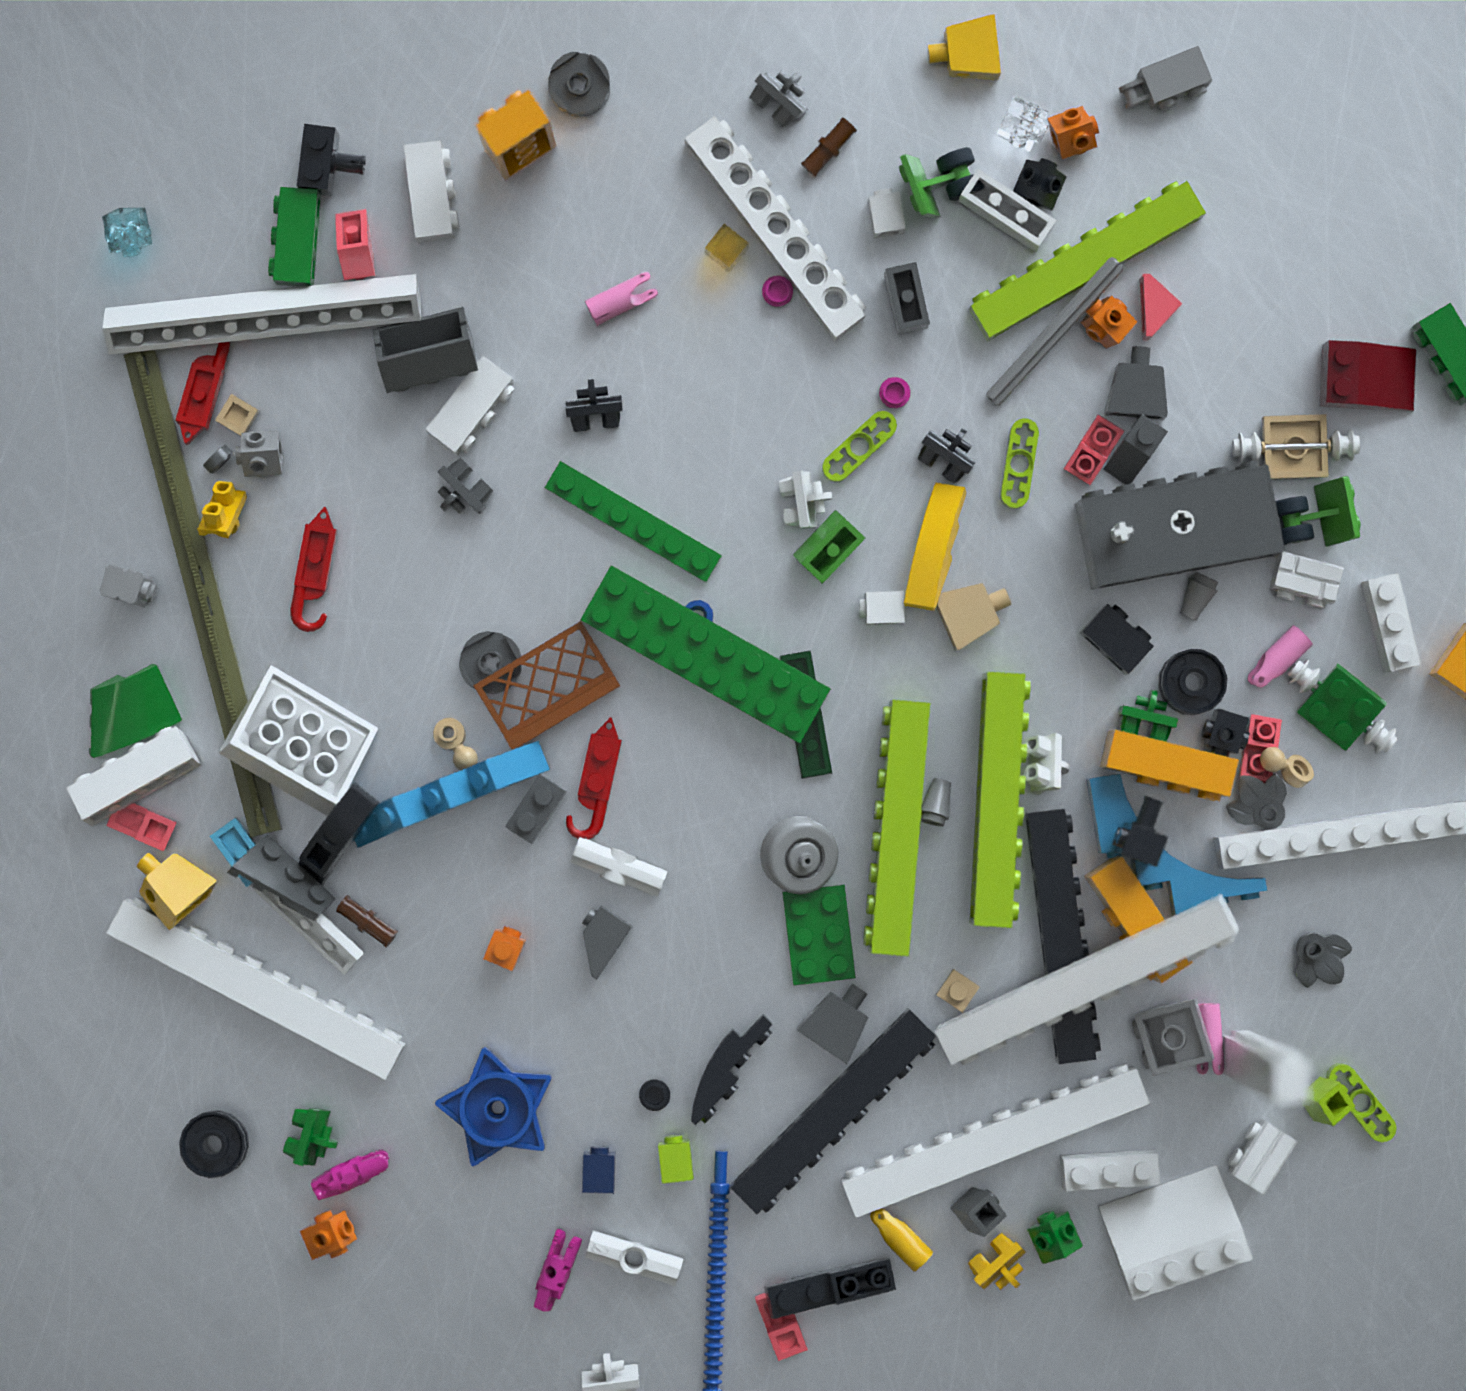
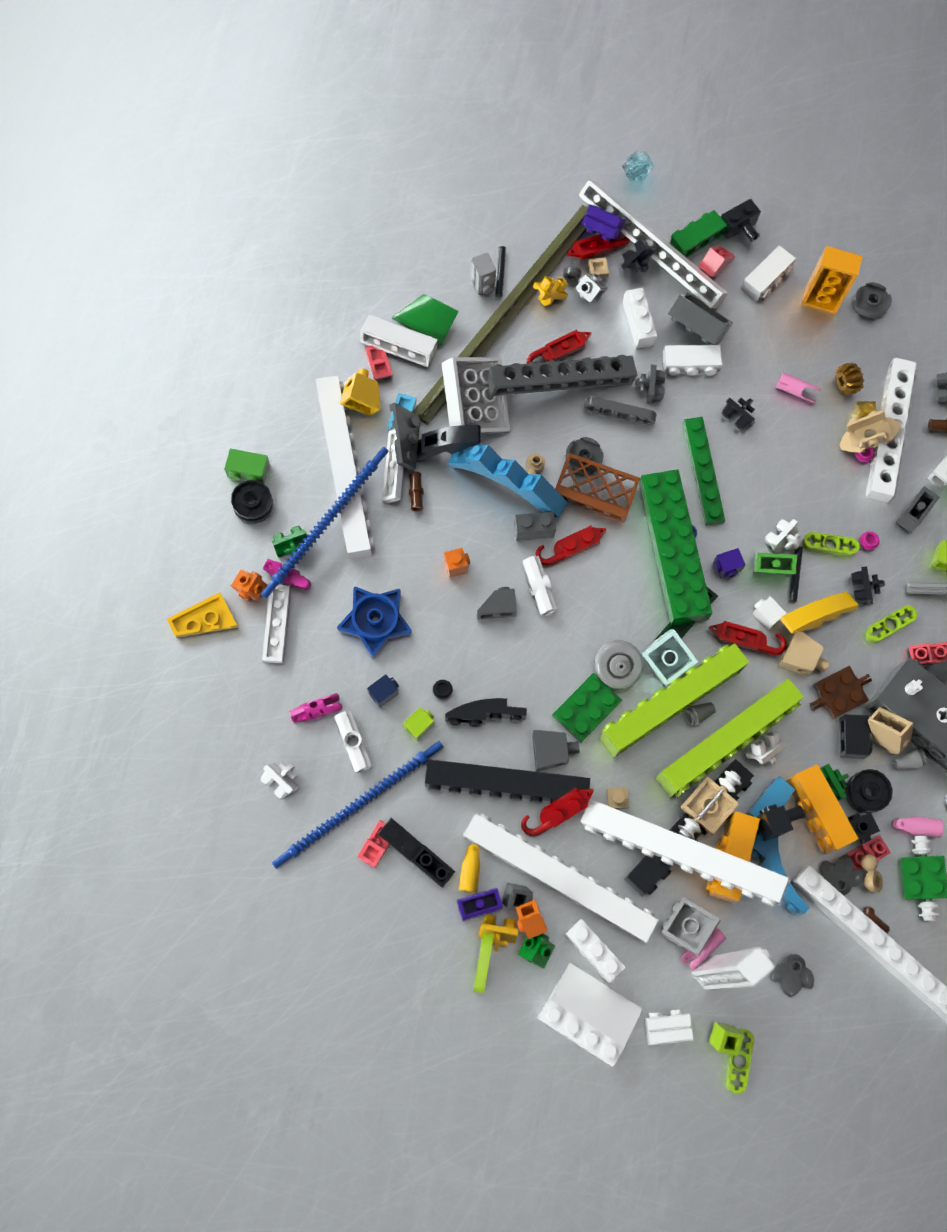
camera: 50 degrees right, 15 degrees down
(135, 550) = (500, 271): none -> black bar
(158, 1113) = (246, 465): none -> bright green brick
(181, 360) = (603, 222): none -> dark purple brick
(267, 354) = (639, 260): none -> black hips
(313, 705) = (572, 379): none -> dark grey brick
(324, 1320) = (203, 617): none -> yellow wing
(351, 1193) = (278, 578): none -> blue hose
(356, 425) = (639, 318): none -> white brick
(405, 1236) = (276, 625): none -> white plate
(466, 563) = (620, 411): none -> dark grey beam
(665, 223) = (849, 378): none -> pearl gold gear
(771, 245) = (884, 427): none -> tan piece
(782, 603) = (729, 563): none -> dark purple brick
(841, 787) = (669, 657): none -> light aqua slope
(862, 526) = (795, 577): none -> black bar
(893, 662) = (746, 638): none -> red plate
(919, 1078) = (559, 811): none -> red plate
(951, 1263) = (479, 904): none -> dark purple brick
(1018, 1220) = (531, 919): none -> orange brick
(1020, 1311) = (483, 962): none -> lime beam
(1050, 604) = (841, 692): none -> reddish brown plate
(1057, 897) = (709, 805): none -> tan plate
(1153, 595) = (890, 730): none -> tan torso
(1339, 811) = (870, 913): none -> reddish brown arm

